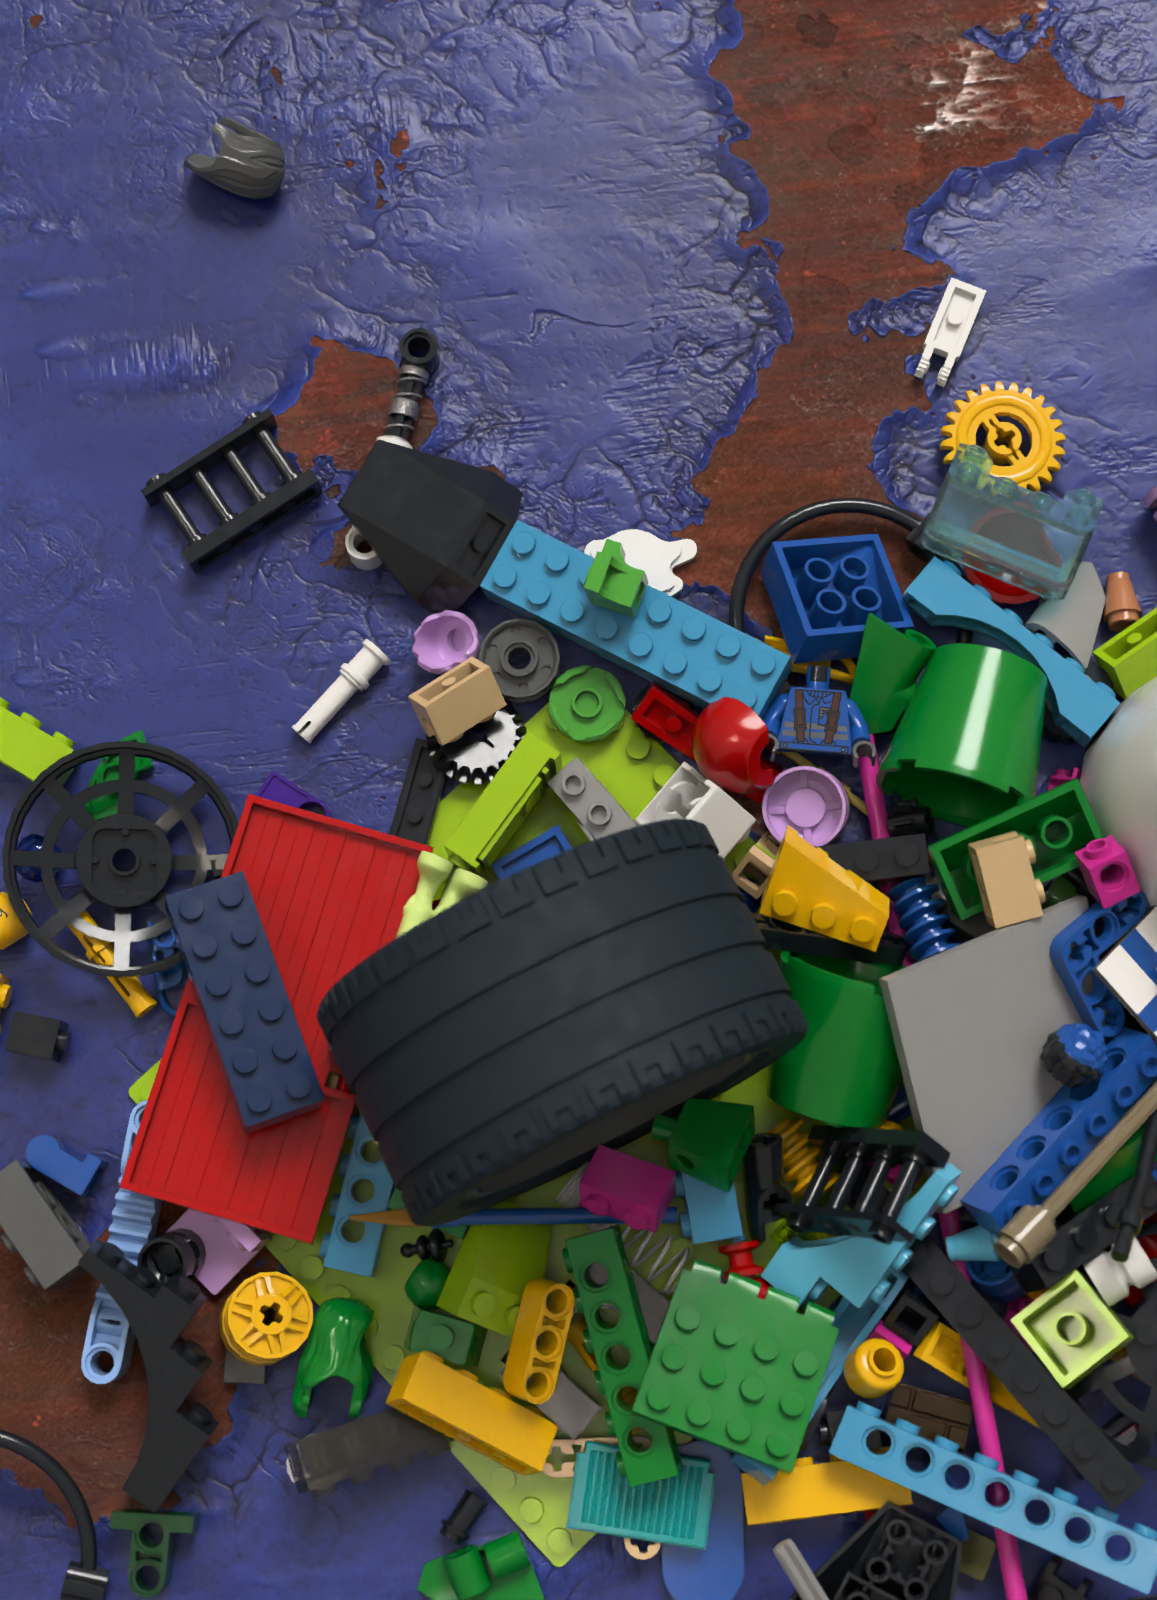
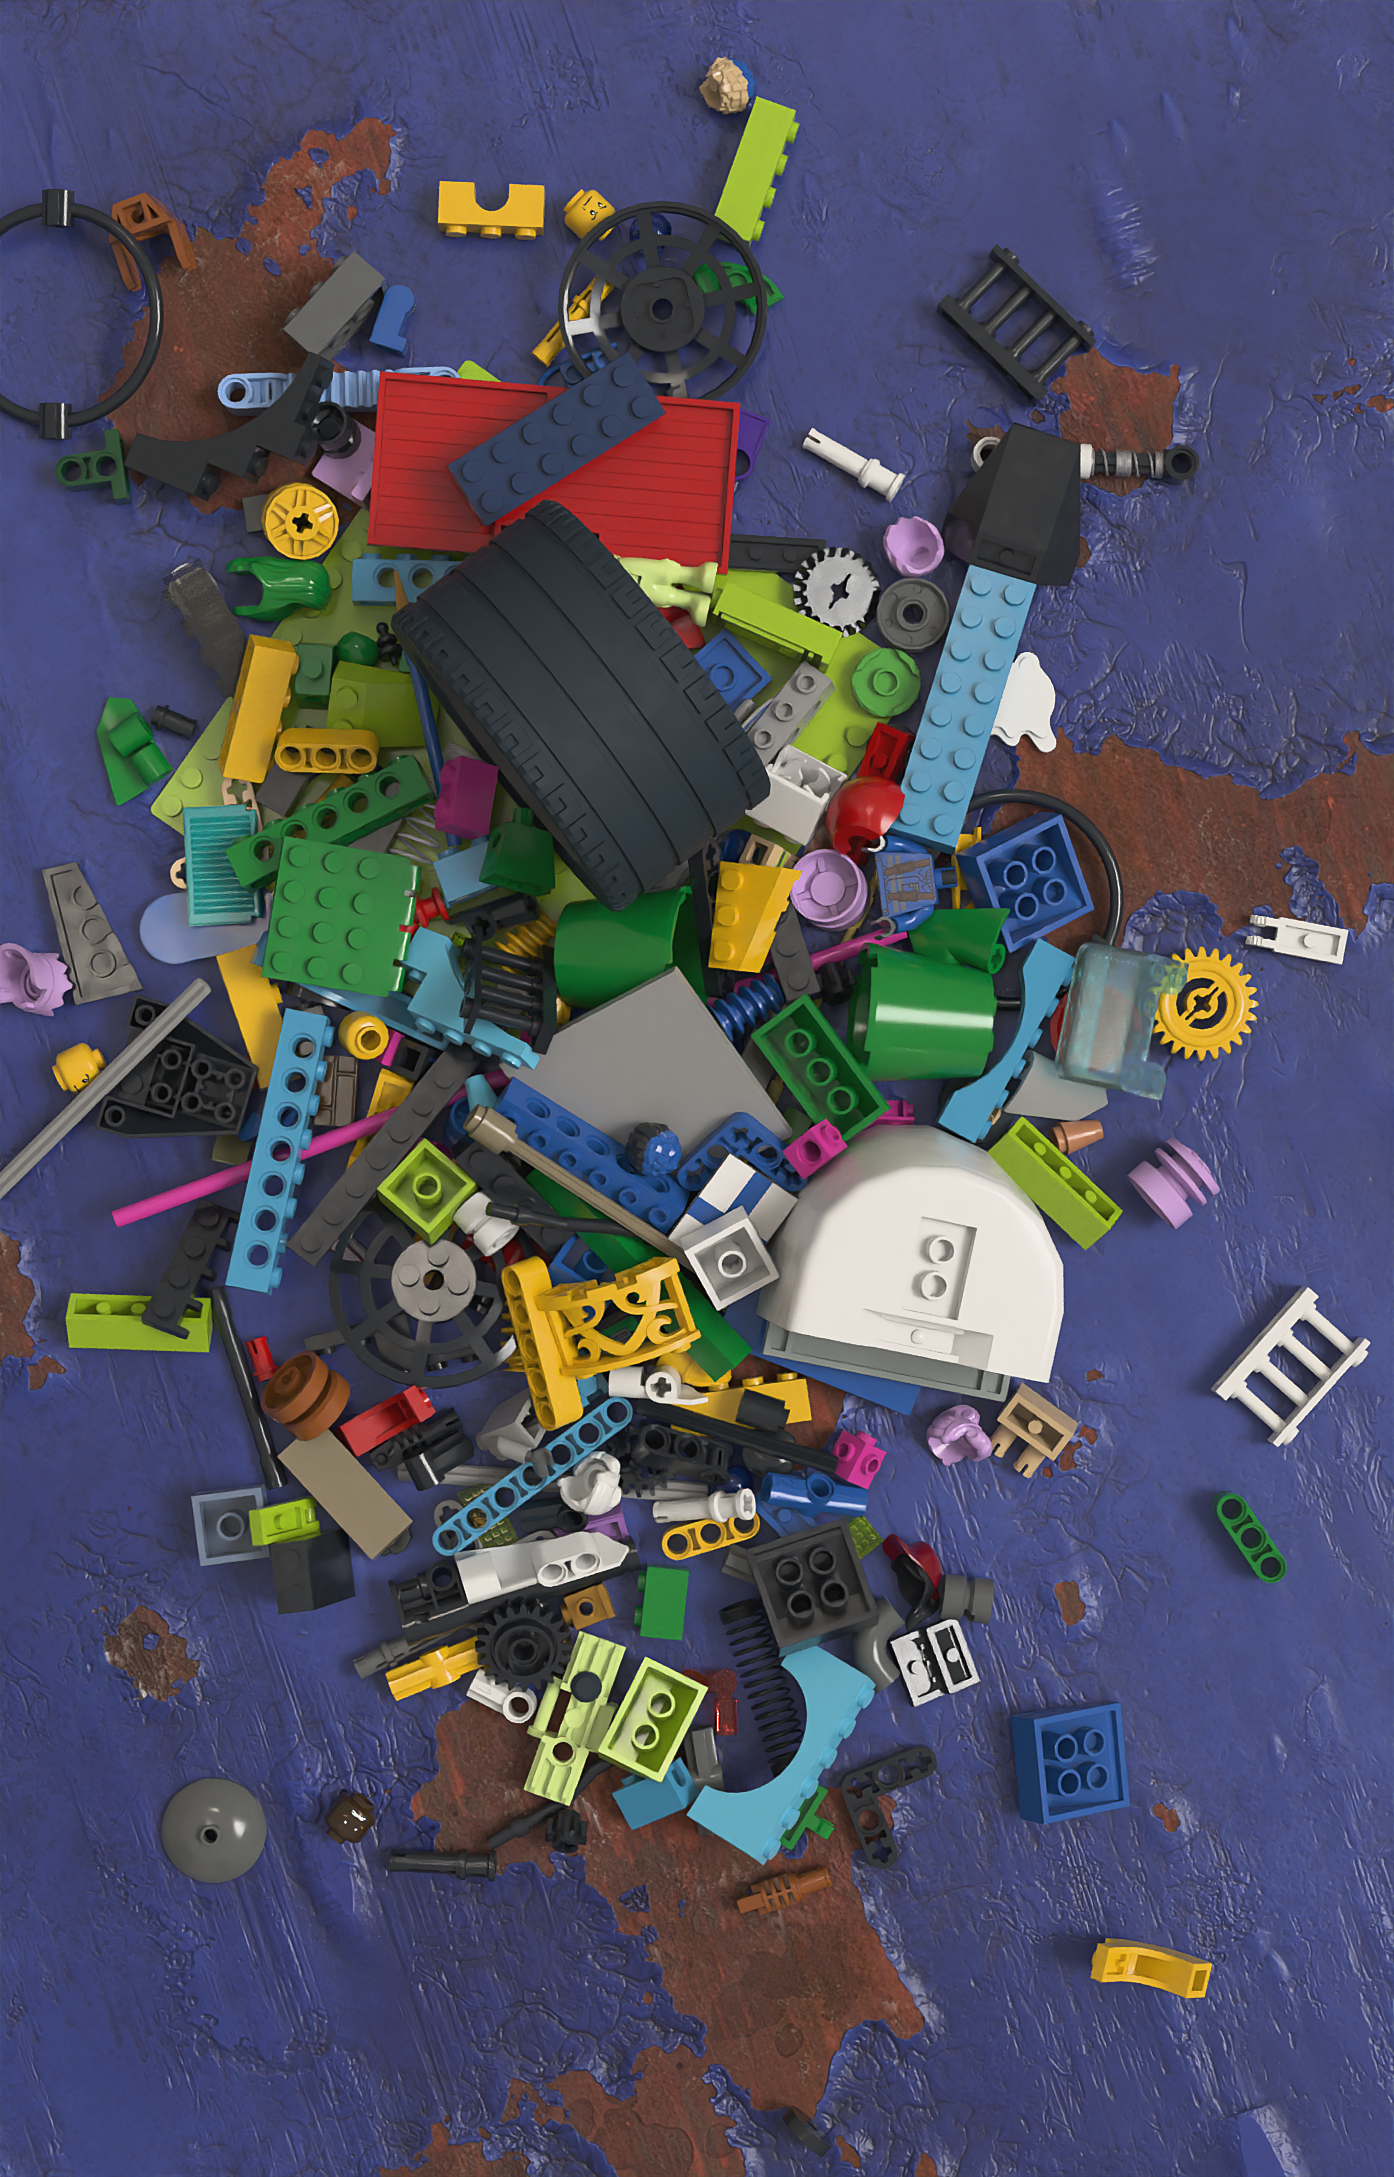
camera: 70 degrees right, 10 degrees up
(38, 1037) = (496, 272): black brick -> none
(246, 162) = (1322, 264): dark grey hair -> none
(457, 700) = (861, 567): tan brick -> none
(613, 582) = (990, 678): bright green brick -> none
(1007, 879) = (790, 1062): tan brick -> none

